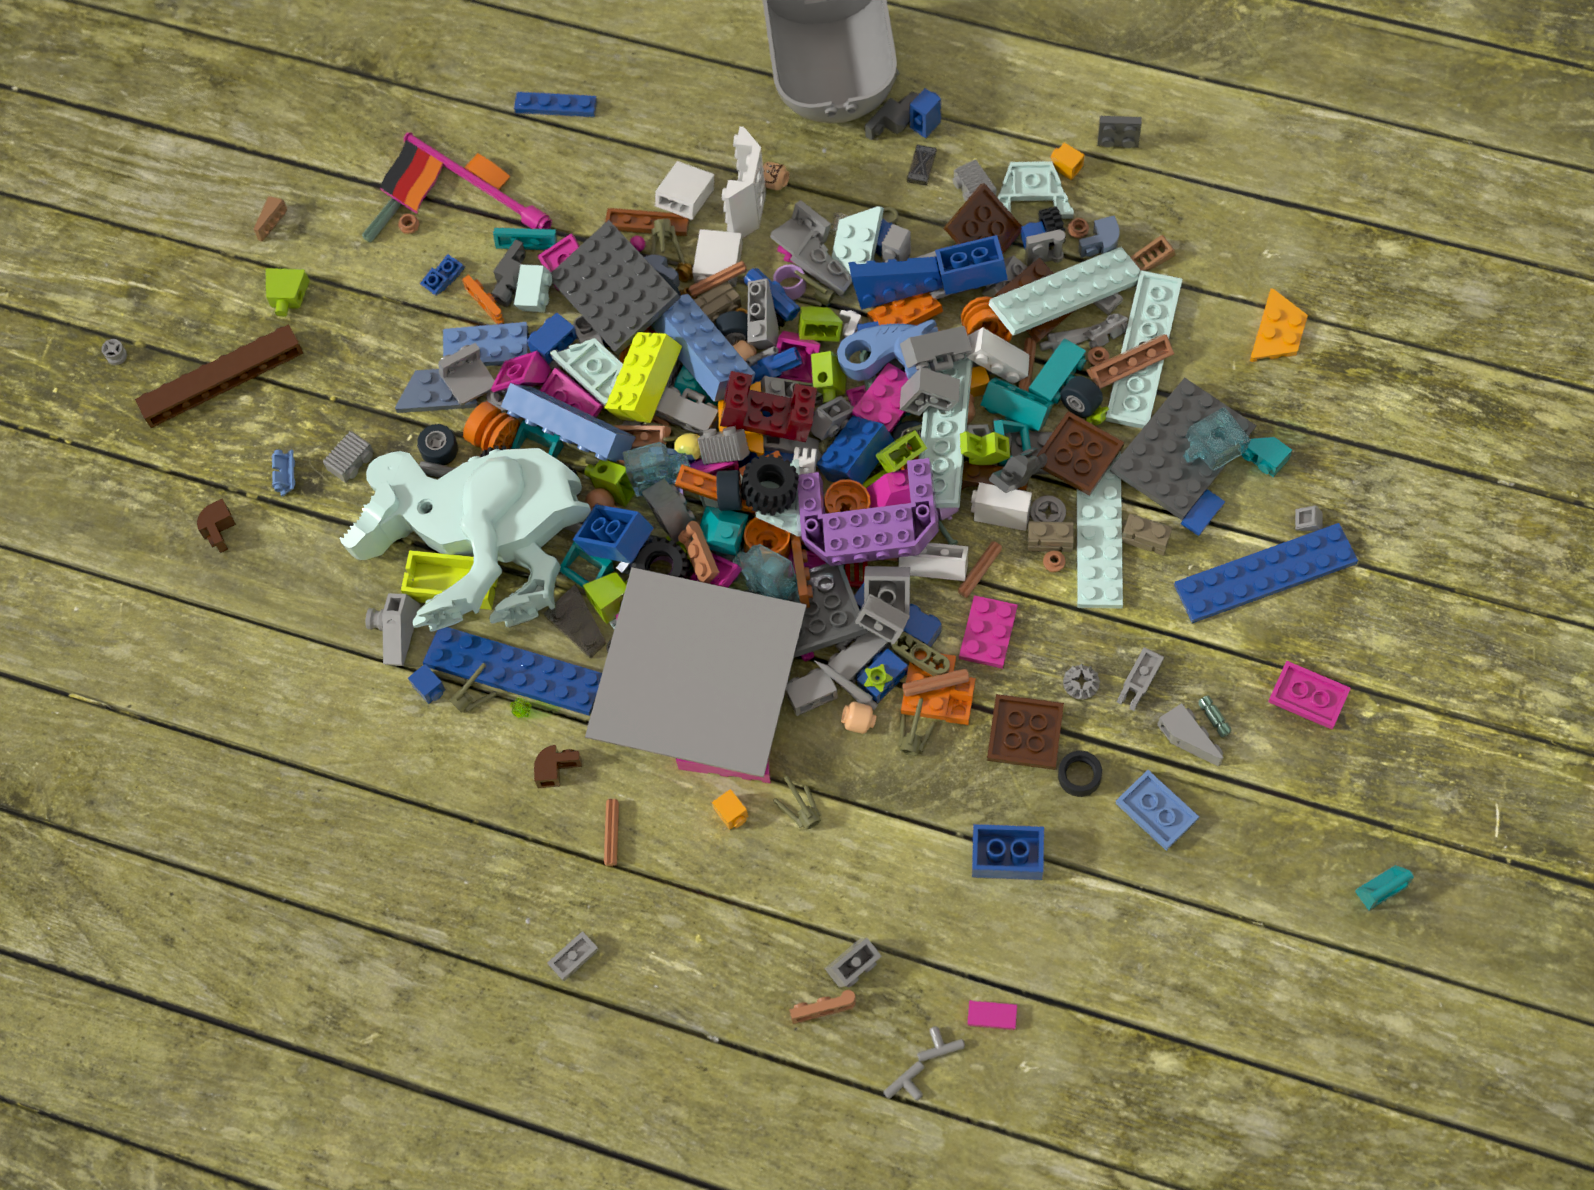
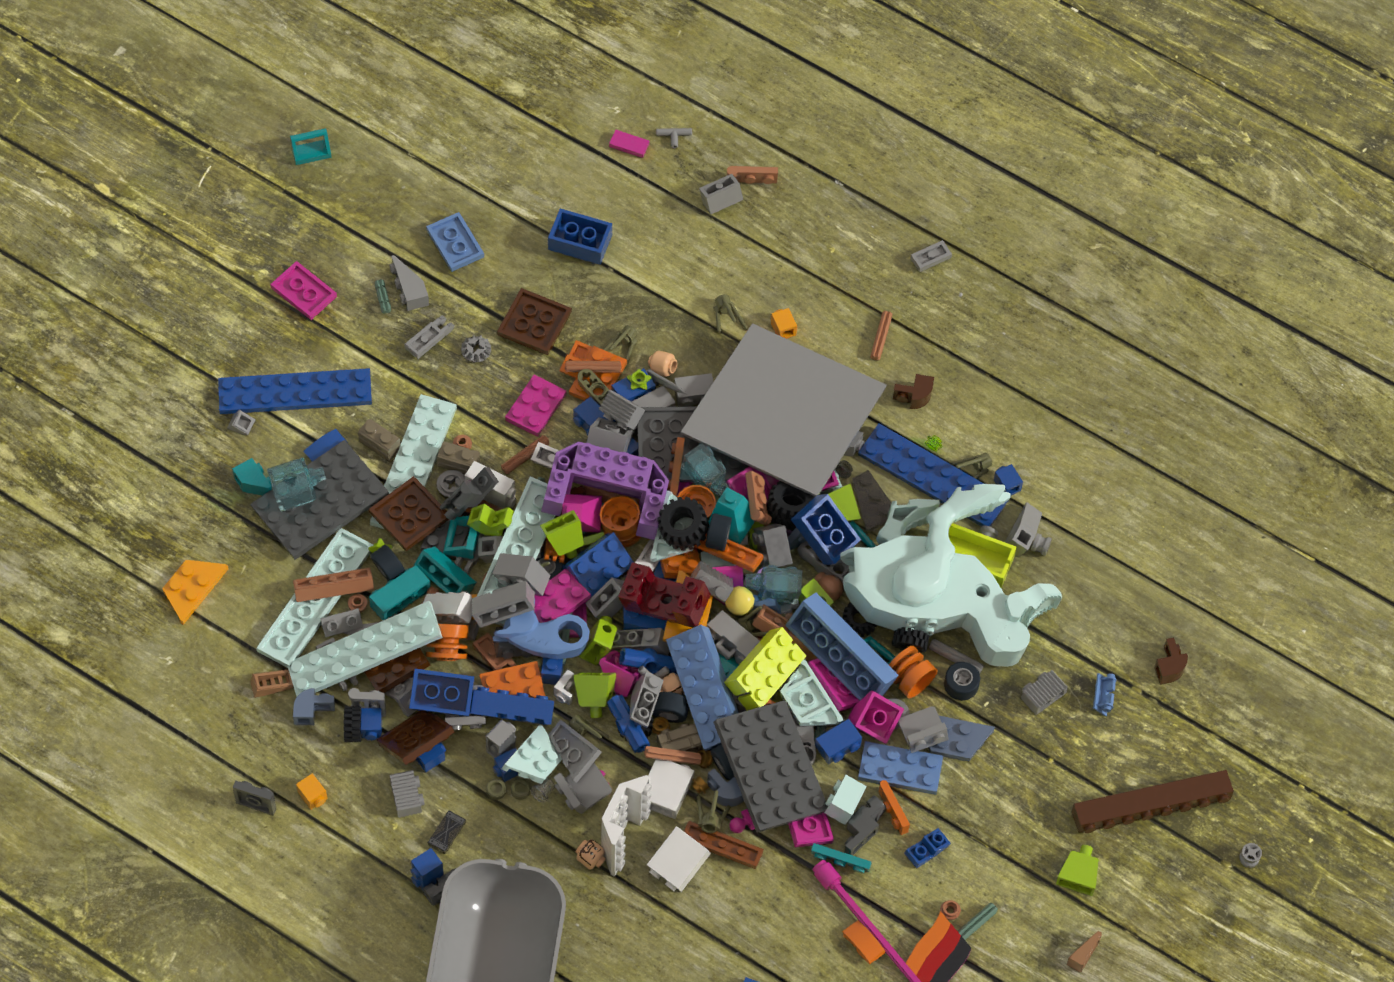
camera: 175 degrees left, 5 degrees down
(788, 271) = (611, 732): lavender piece -> none
(905, 1081) = (705, 119): light grey piece -> none
(1034, 183) = (352, 781): light aqua wing -> none
(1078, 223) = (327, 721): nougat plate -> none
(1081, 756) = (503, 268): black tyre -> none

